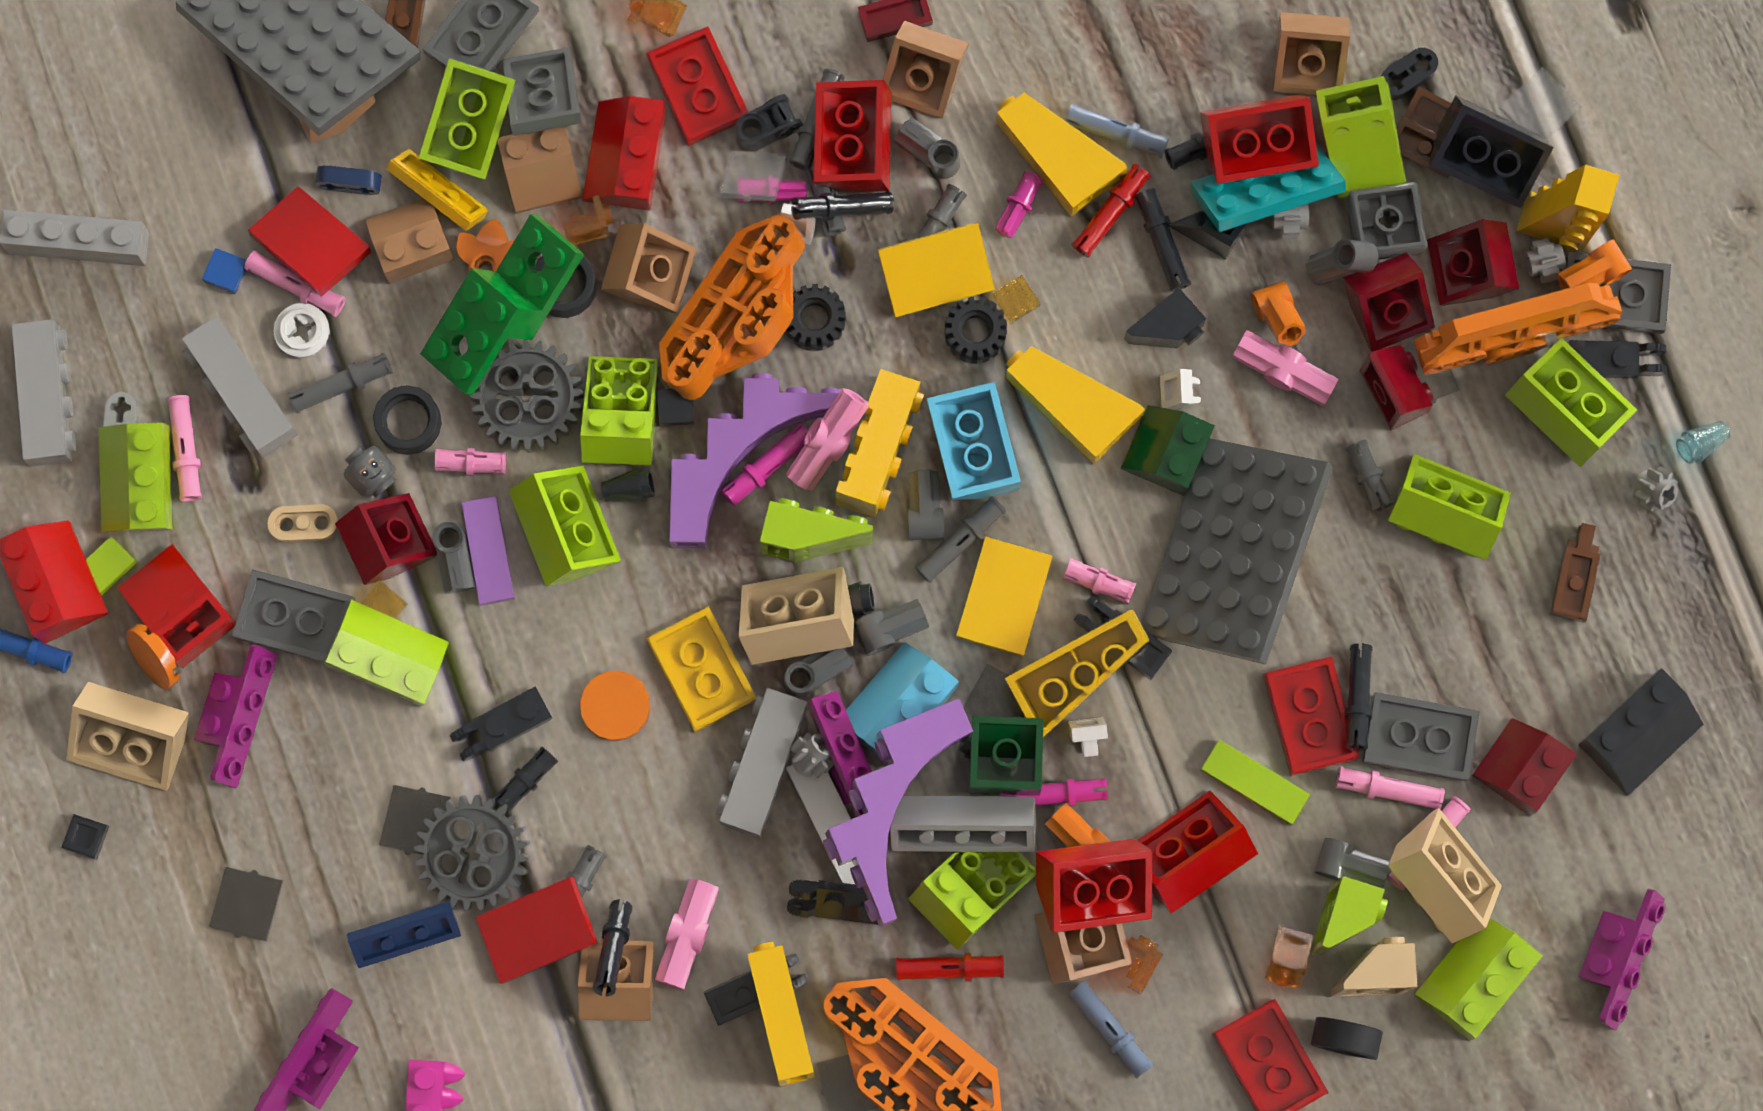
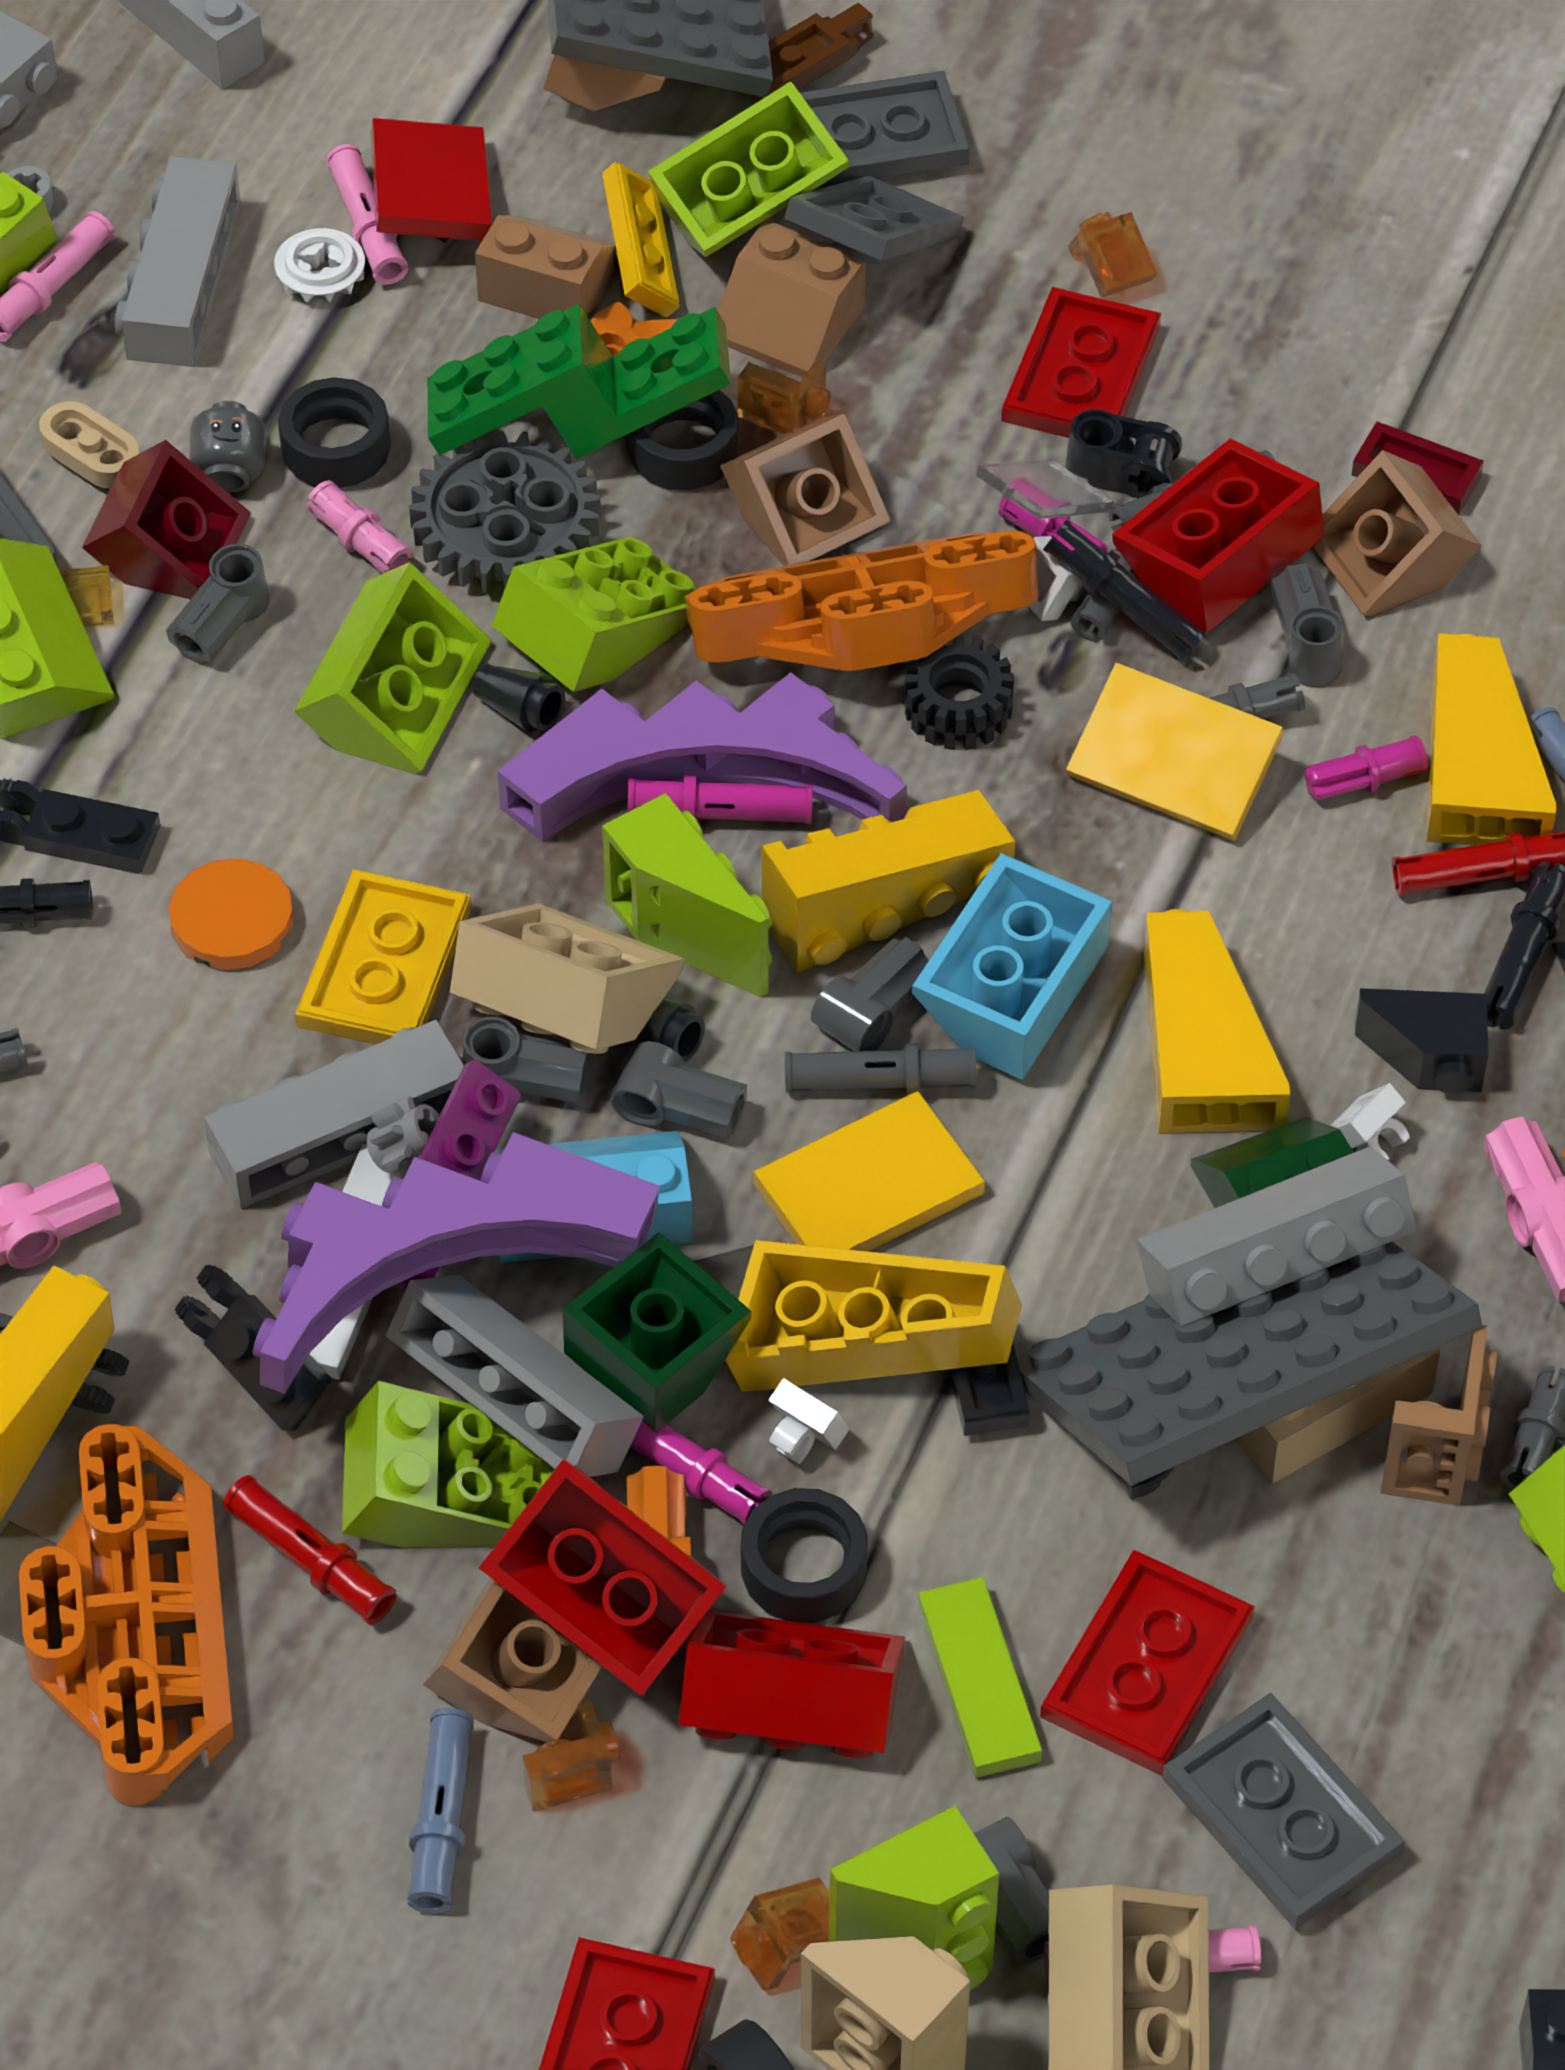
camera: 45 degrees right, 25 degrees down
(224, 271) = (301, 150): blue tile -> none
(348, 180) = (547, 159): dark blue beam -> none
(354, 377) = (323, 347): dark grey pin -> none
(488, 550) = (272, 637): medium lavender tile -> none
(625, 152) = (921, 366): red slope -> none
(674, 408) = (672, 661): black tile -> none
(827, 439) = (825, 803): bright pink piece -> none
(975, 350) = (1161, 830): black tyre -> none
(1016, 299) = (1251, 871): clear yellow tile -> none
(1099, 581) = (1022, 1259): bright pink pin -> none
(1155, 769) = (804, 1510): none -> black tyre
(1208, 489) = (1276, 1235): none -> light grey brick
(1354, 513) = (1441, 1447): none -> medium nougat bracket
(1358, 697) = (1219, 1692): black pin -> none
(1375, 785) = (1149, 1815): bright pink pin -> none
(1524, 765) = (1404, 1980): dark red slope -> none

